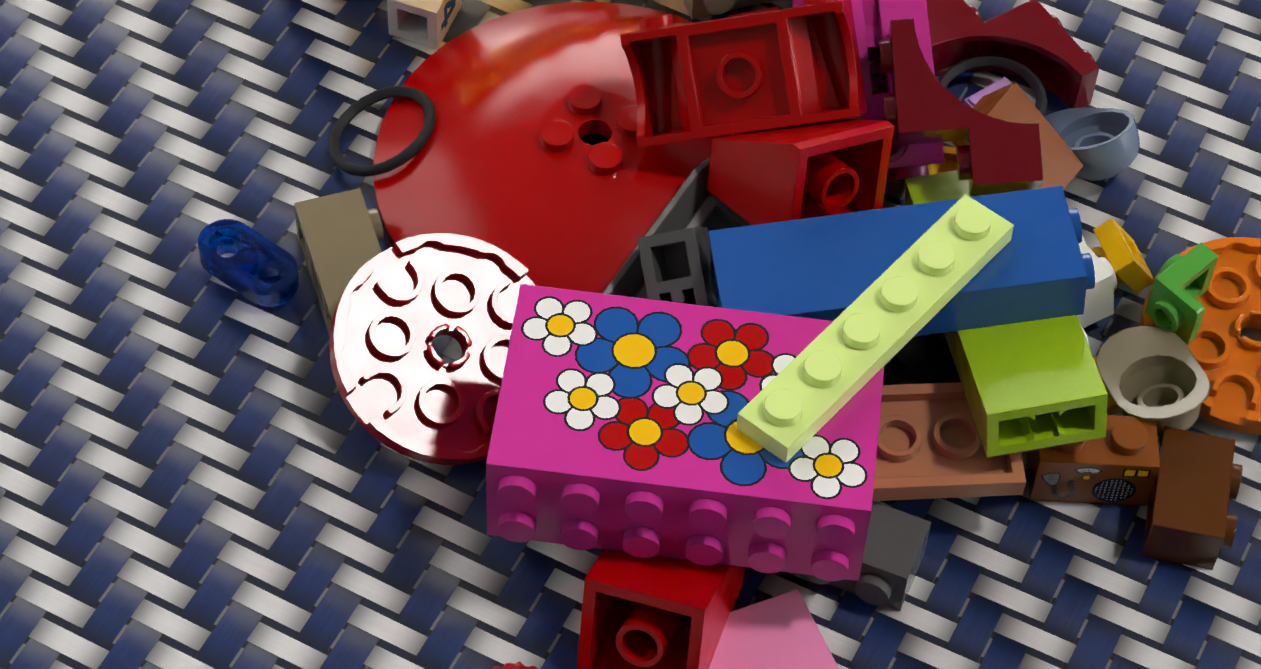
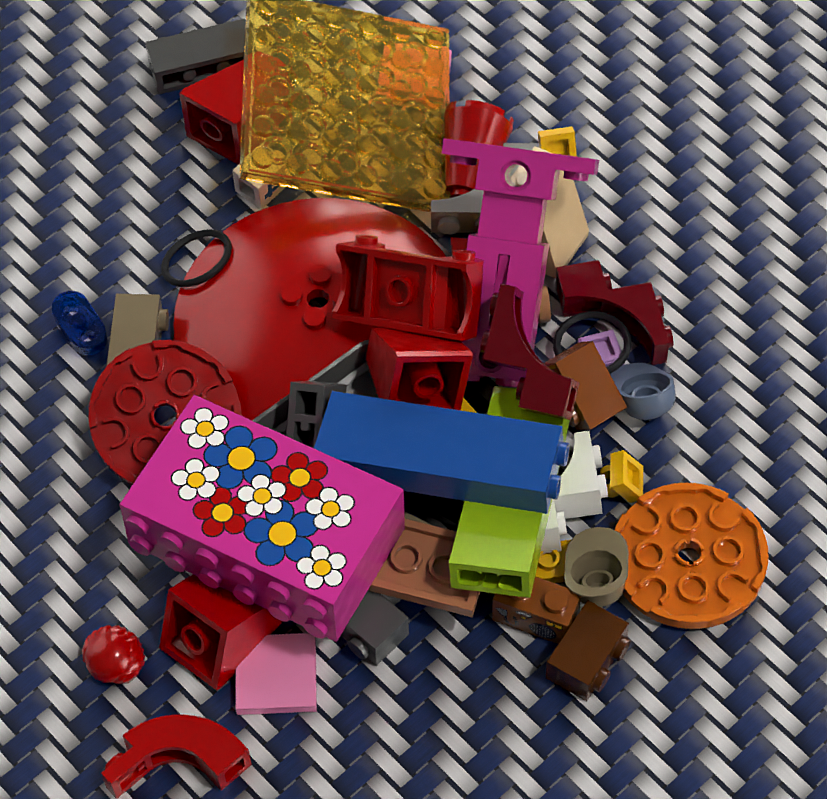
camera: 25 degrees right, 5 degrees up
(873, 328) = (393, 486): yellowish green plate -> none
(1176, 290) = (641, 509): bright green bracket -> none

